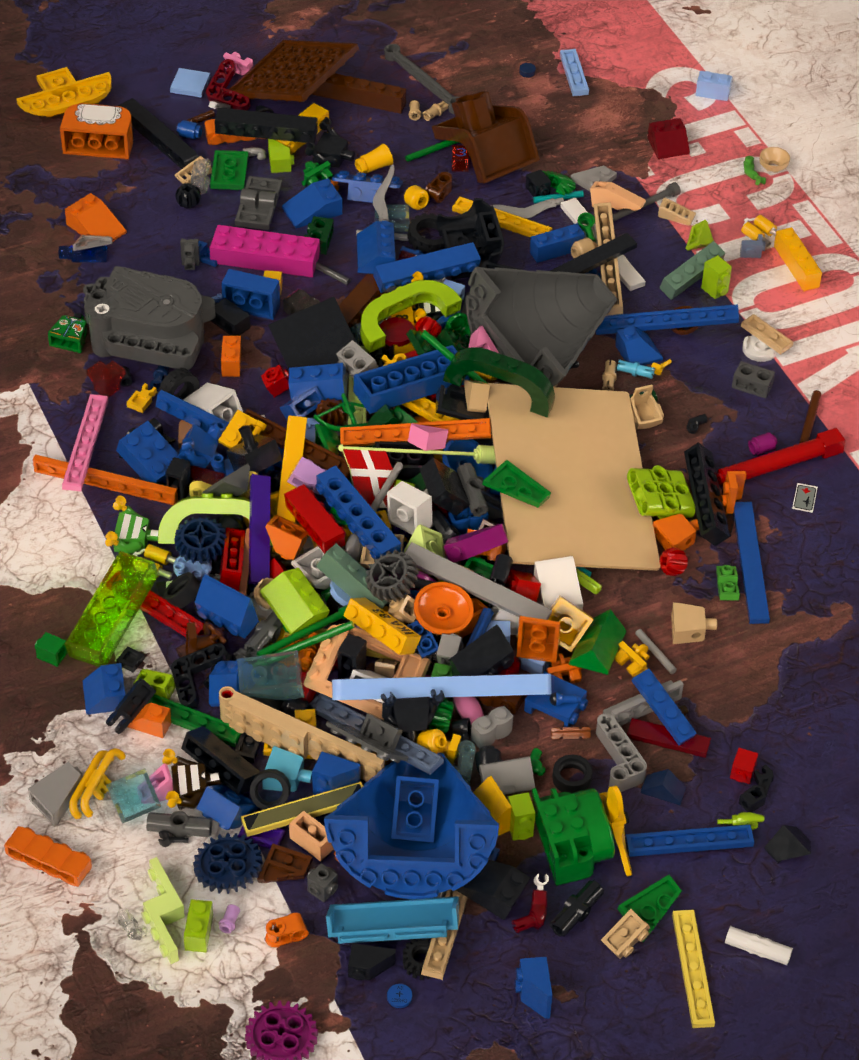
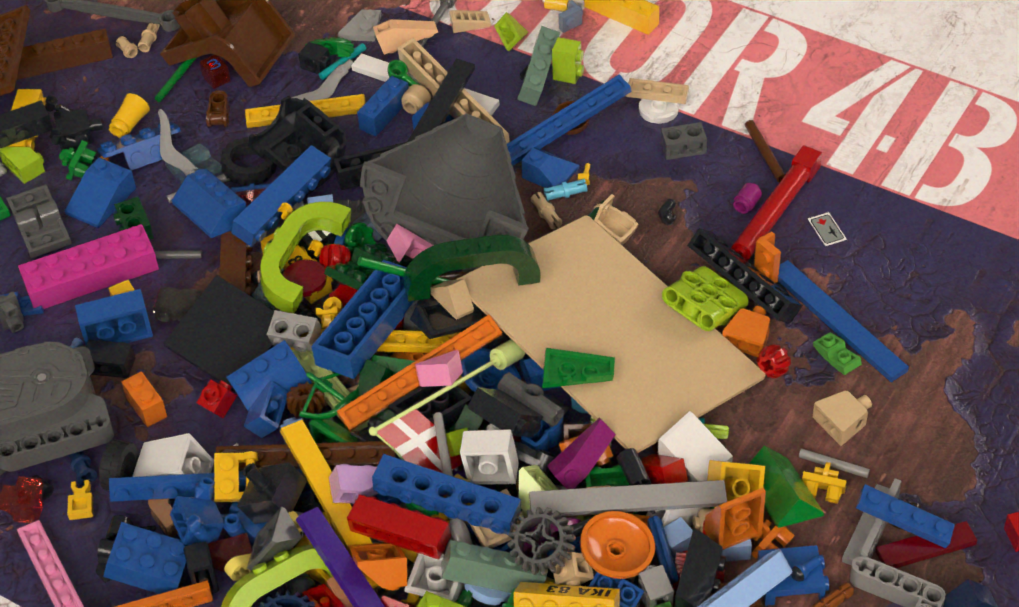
camera: 30 degrees left, 0 degrees up
(416, 197) = (203, 131): yellow head -> none

